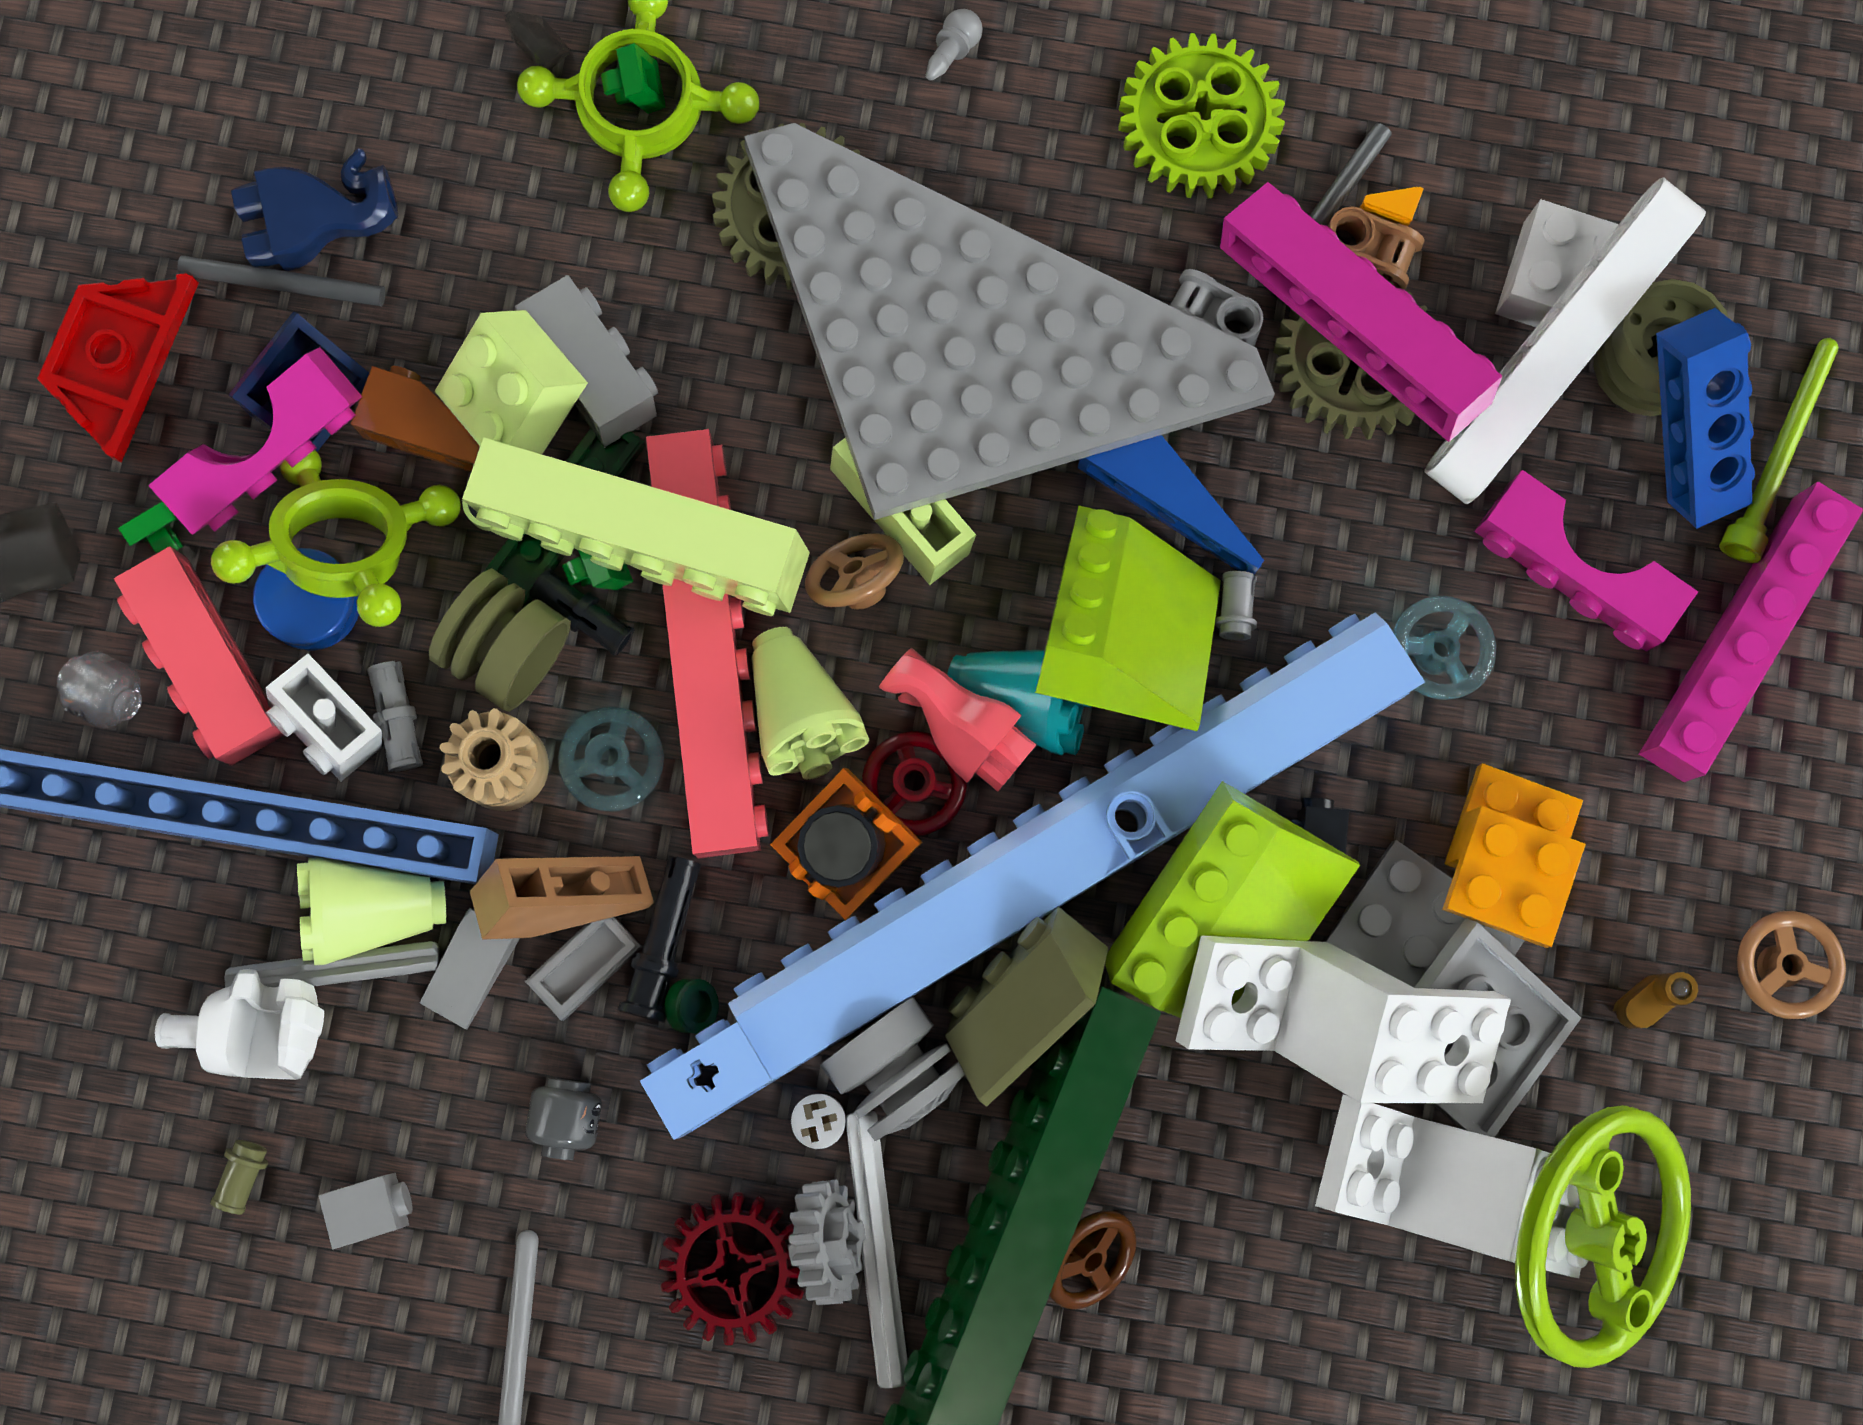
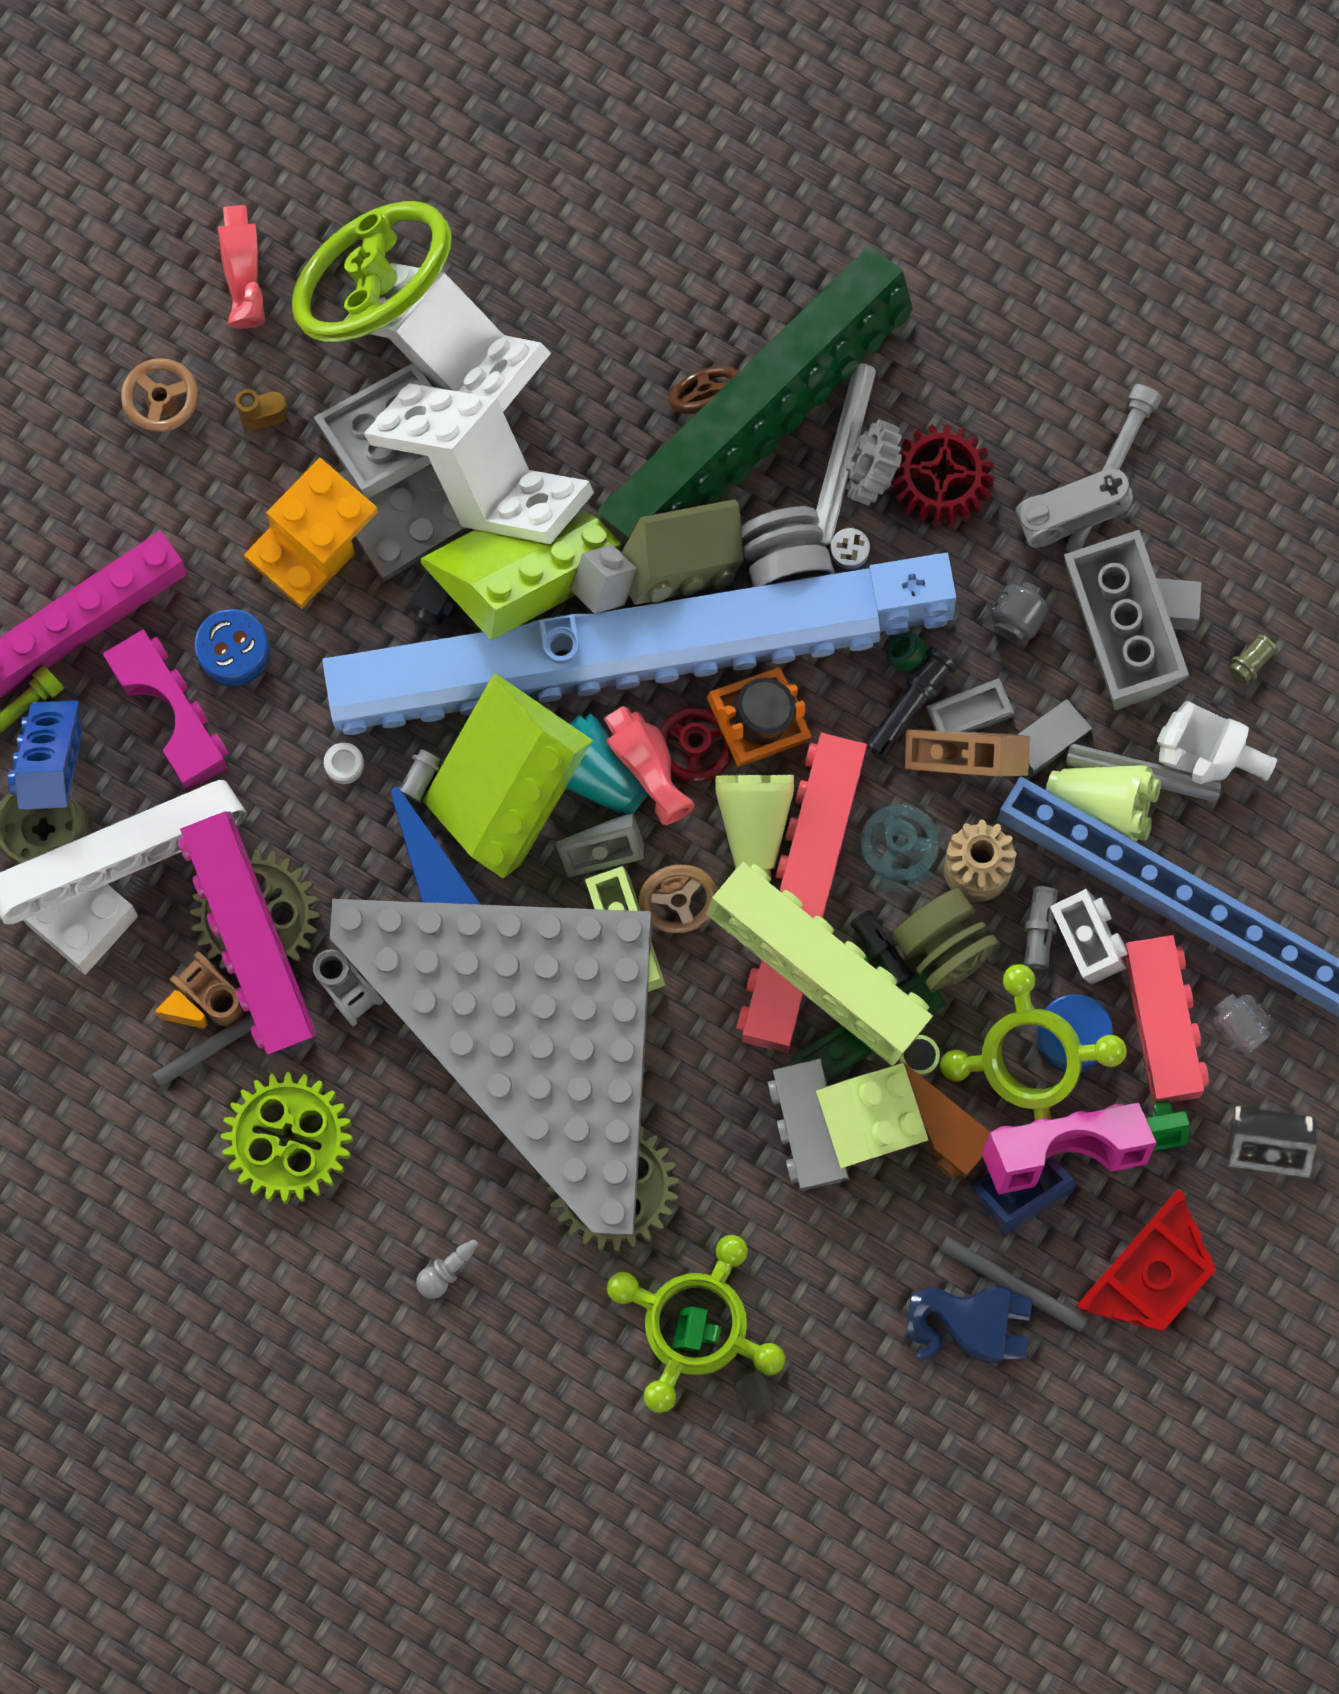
camera: 155 degrees left, 5 degrees down
(413, 1157) = (1126, 619): none -> light grey slope
(541, 1287) = (1074, 507): none -> light grey piece
(973, 604) = (602, 846): none -> light grey slope
(1112, 921) = (603, 579): none -> light grey brick
(1336, 589) = (343, 763): none -> white tile
(1431, 662) = (293, 702): clear light blue piece -> none
(1541, 674) = (232, 647): none -> blue head
(1779, 1194) = (240, 268): none -> coral hips

